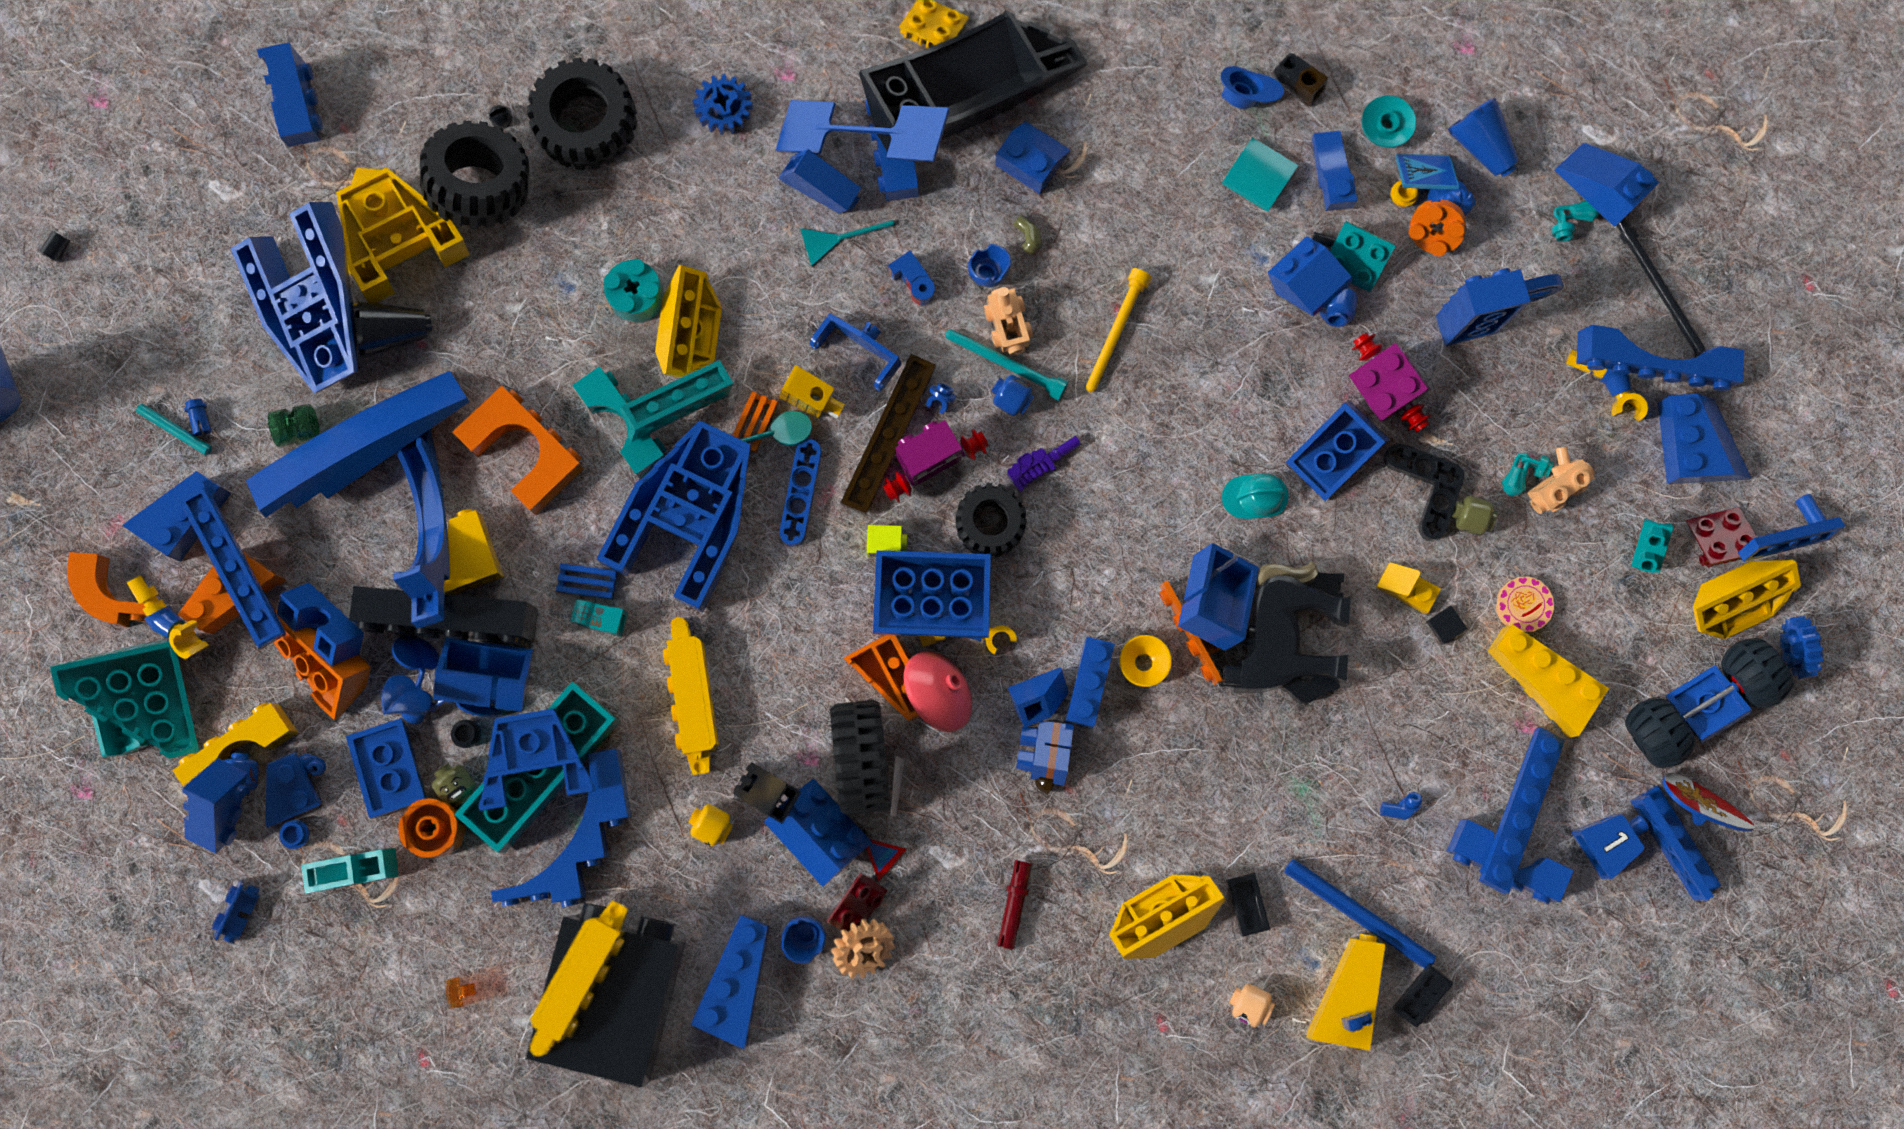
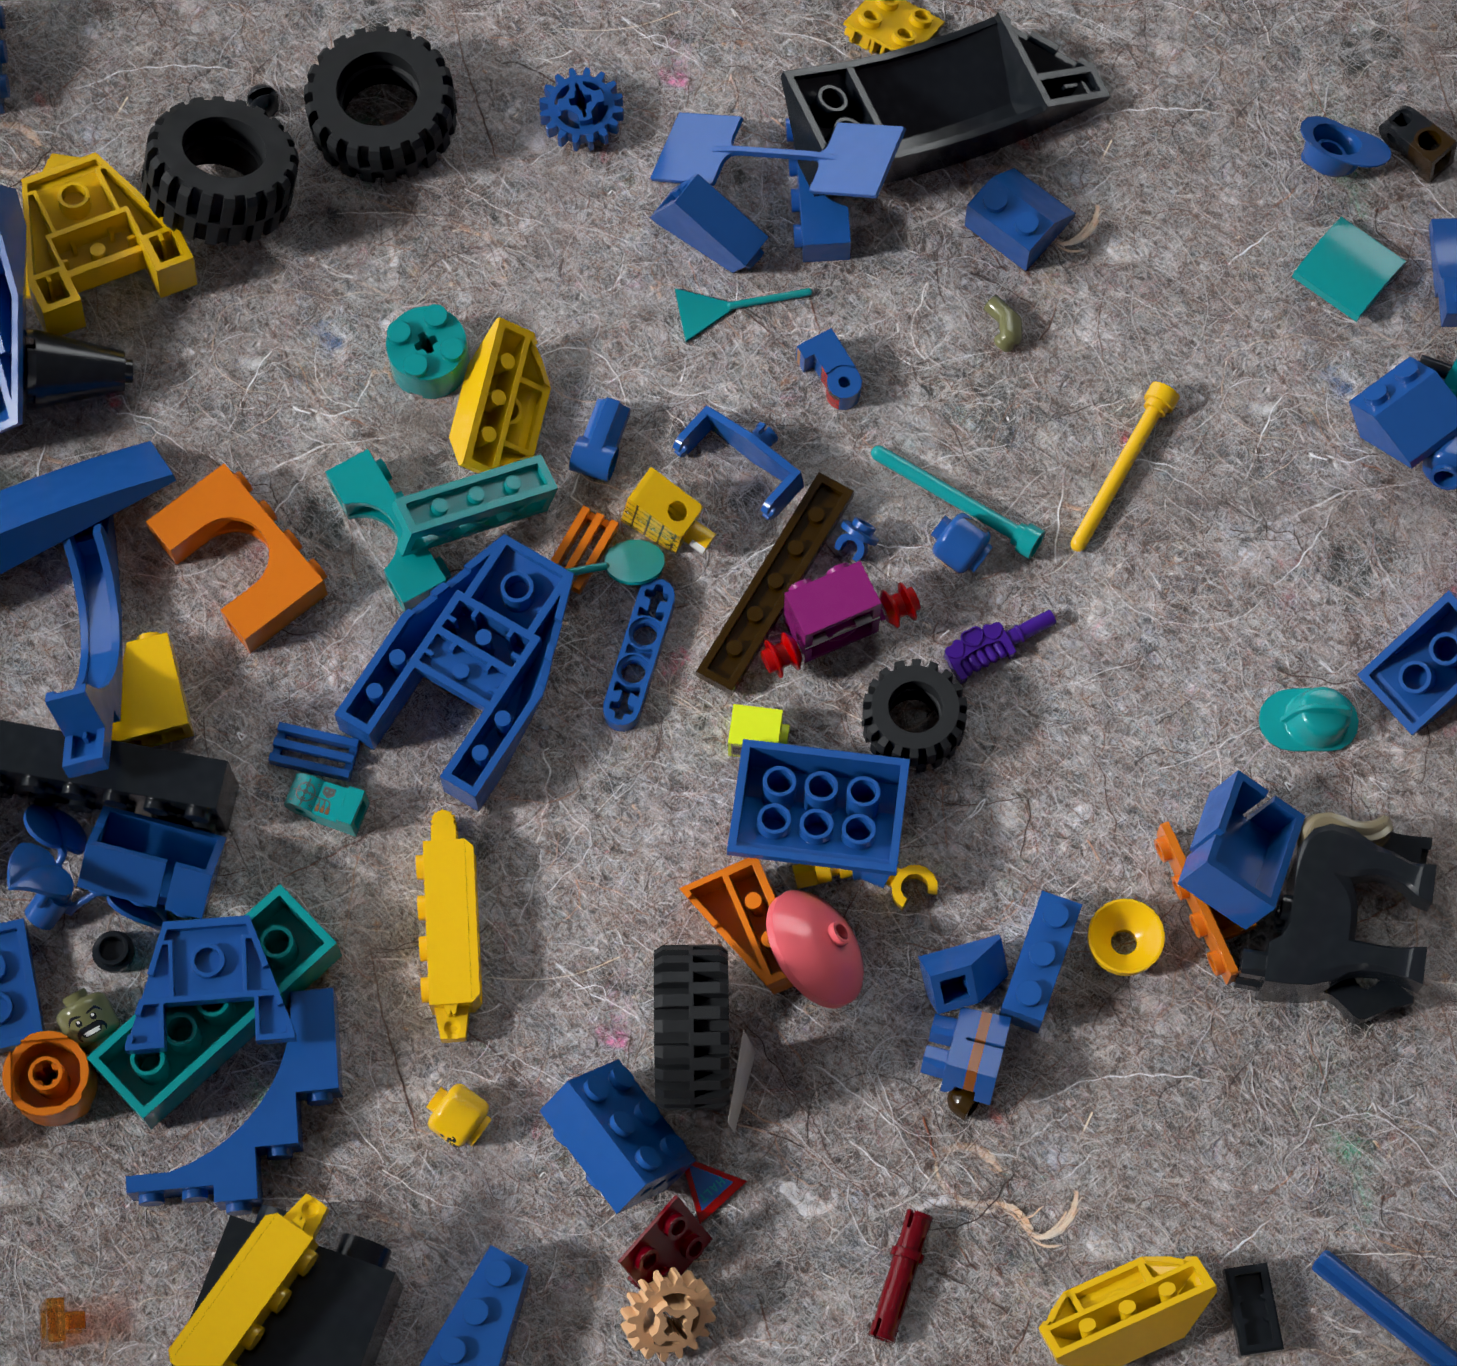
camera: 10 degrees right, 10 degrees down
(758, 350) = (598, 449): none -> blue piece
(765, 792) = (543, 1060): black hinge -> none
(803, 939) = (580, 1293): blue hair -> none
(990, 266) = (944, 361): blue hair -> none
(1006, 313) = (963, 431): light nougat brick -> none

